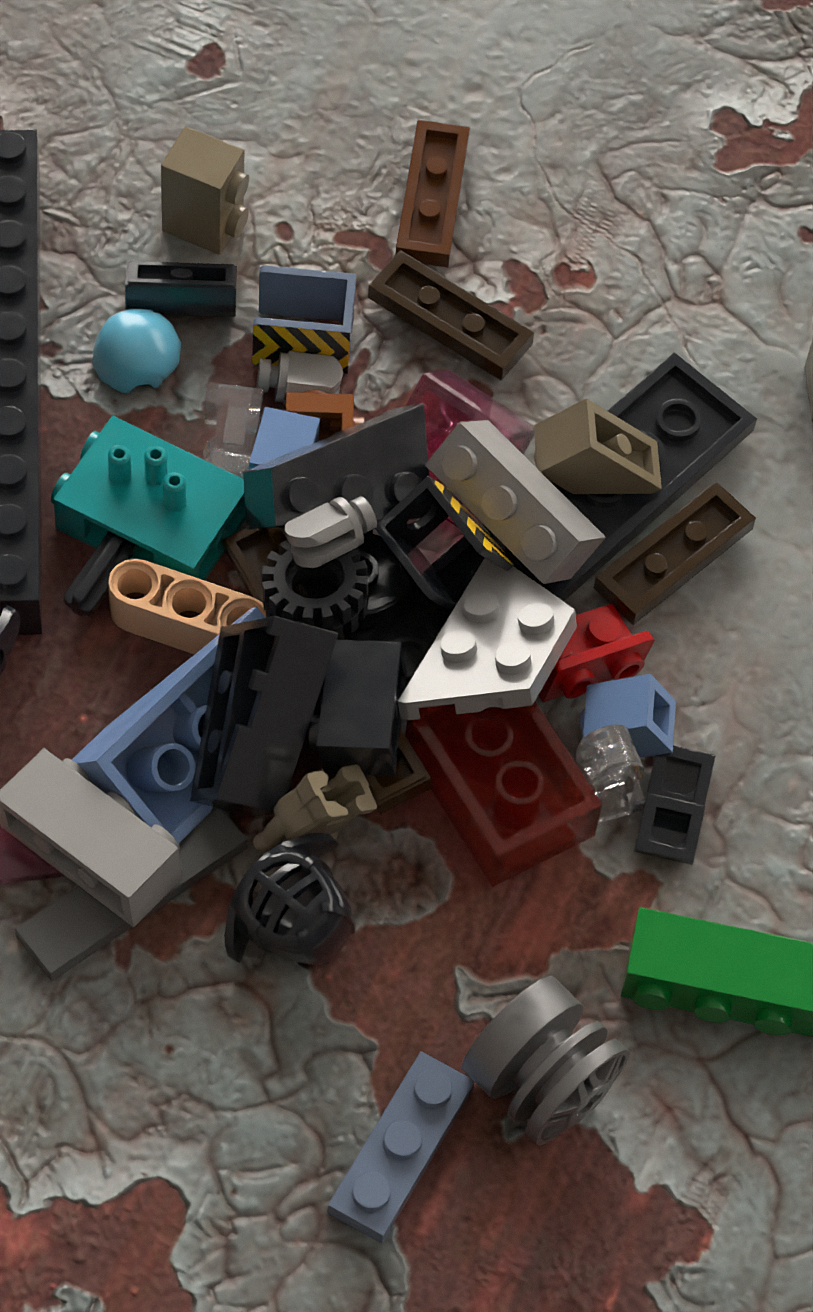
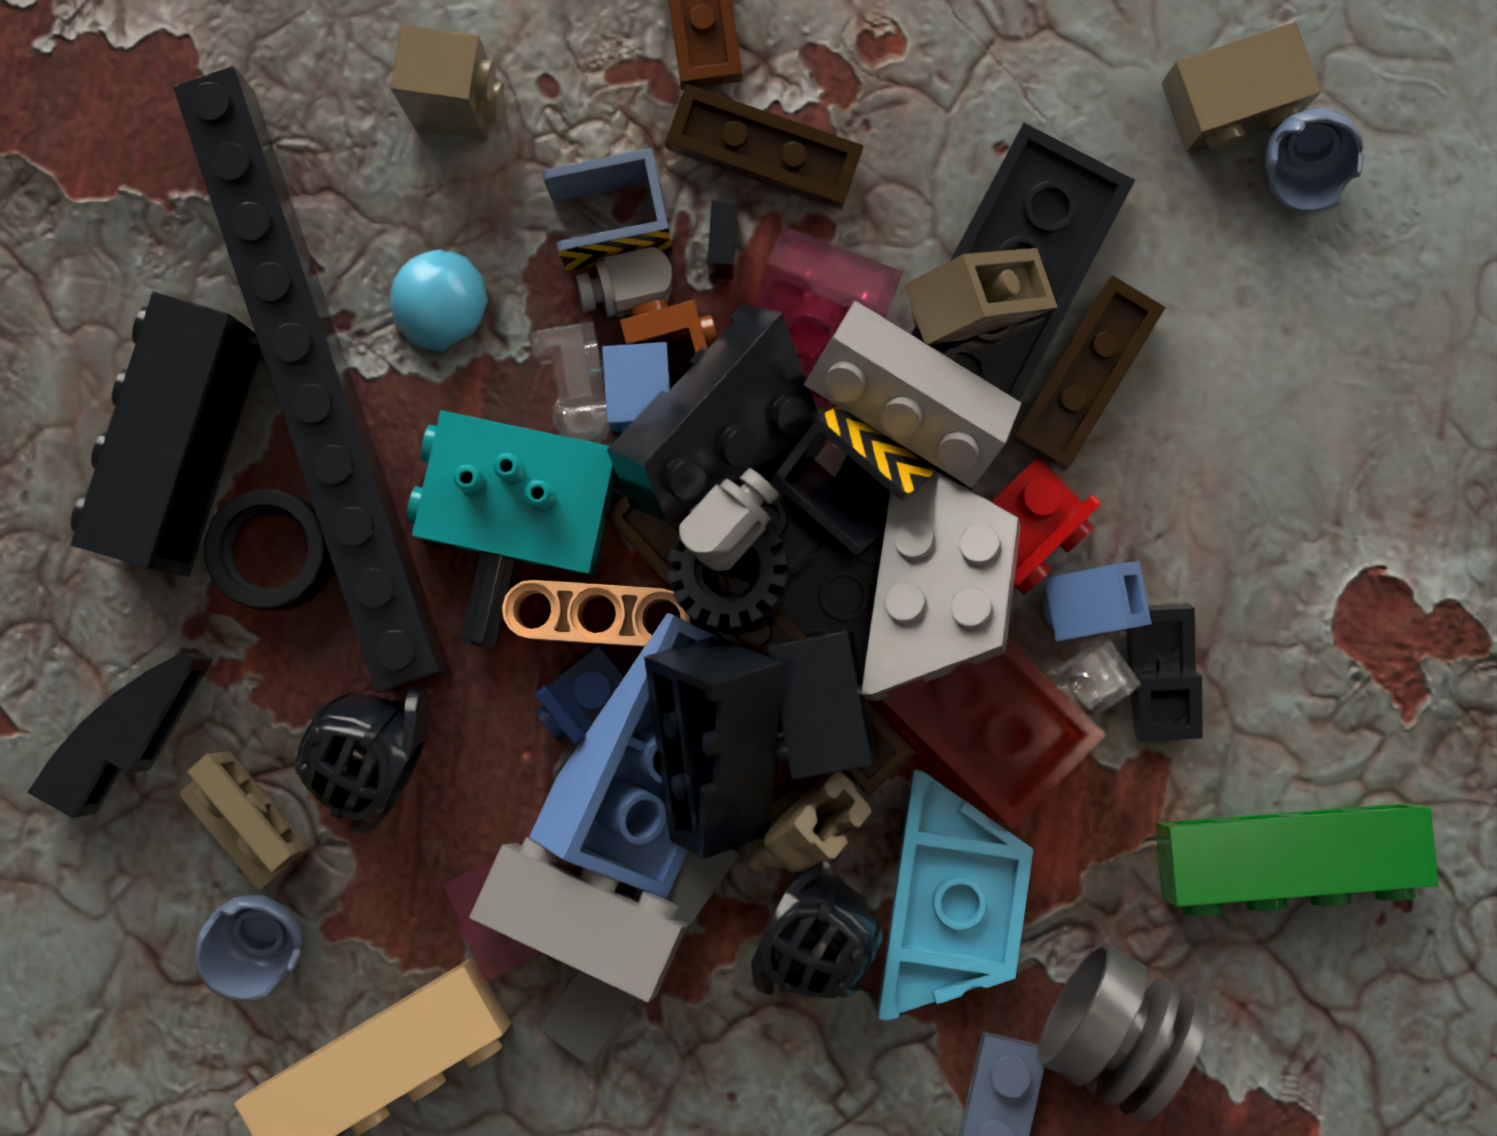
camera: 10 degrees left, 25 degrees up
(142, 672) = (578, 695): none -> dark blue bracket
(182, 288) = (460, 208): black brick -> none
(392, 368) = (722, 239): none -> black tile
(425, 933) = (953, 902): none -> medium azure wing

